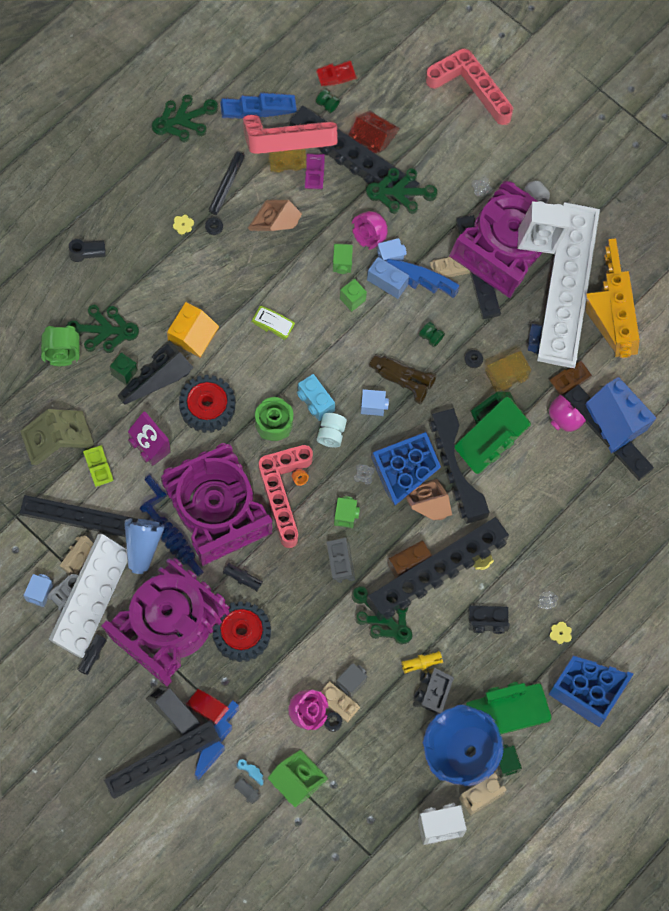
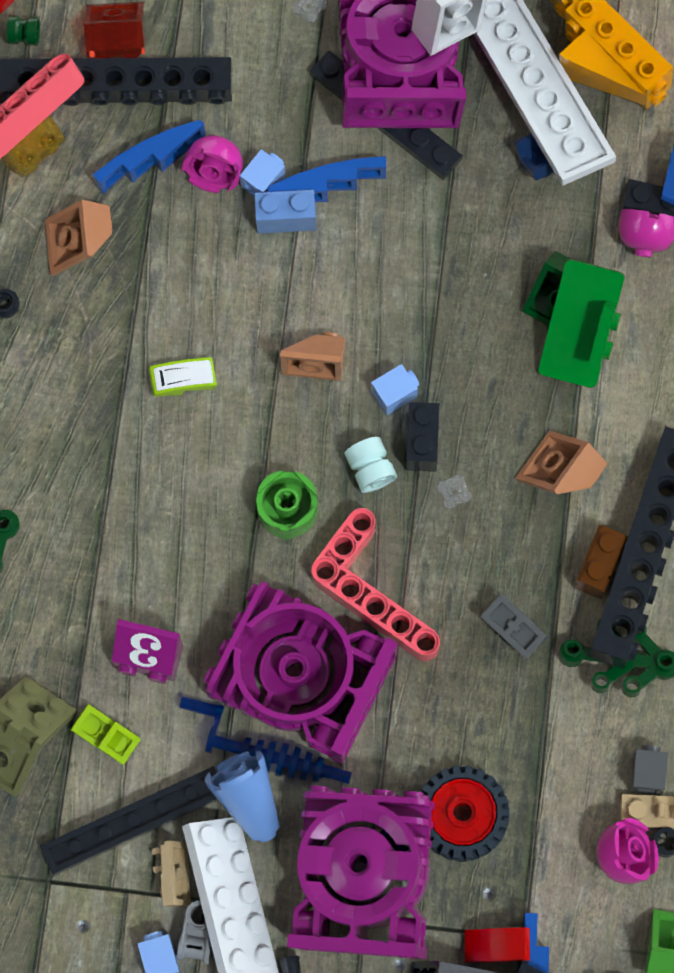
camera: 30 degrees left, 5 degrees up
(123, 368) = (37, 580): dark green brick -> none
(166, 368) = (90, 545): black wedge -> none
(192, 330) = (87, 463): light orange slope -> none
(207, 417) = (182, 570): wheel -> none
(242, 577) = (407, 741): black pin -> none
(304, 477) = (376, 556): orange hinge -> none
(315, 171) = (80, 137): magenta slope -> none
(315, 397) = (316, 436): medium azure brick -> none
(335, 202) = (158, 150): none -> blue slope
(342, 258) = (207, 227): bright green brick -> none
(345, 358) = (315, 357): none -> nougat slope
(346, 512) = (472, 558): bright green brick -> none
(353, 295) = (259, 266): bright green brick -> none
(368, 435) = (422, 436): none -> black brick
(399, 191) = (214, 87): dark green plant -> none
(402, 375) = (401, 326): dark brown piece -> none
(405, 466) = (503, 444): blue wedge -> none
(432, 334) = (398, 246): dark green wheel -> none
(448, 267) = (348, 143): tan plate -> none
(471, 502) = (617, 429): black arch -> none
(473, 363) = (471, 247): black plate -> none
(508, 371) = (532, 225): clear yellow brick -> none
(567, 380) = (614, 179): reddish brown slope -> none

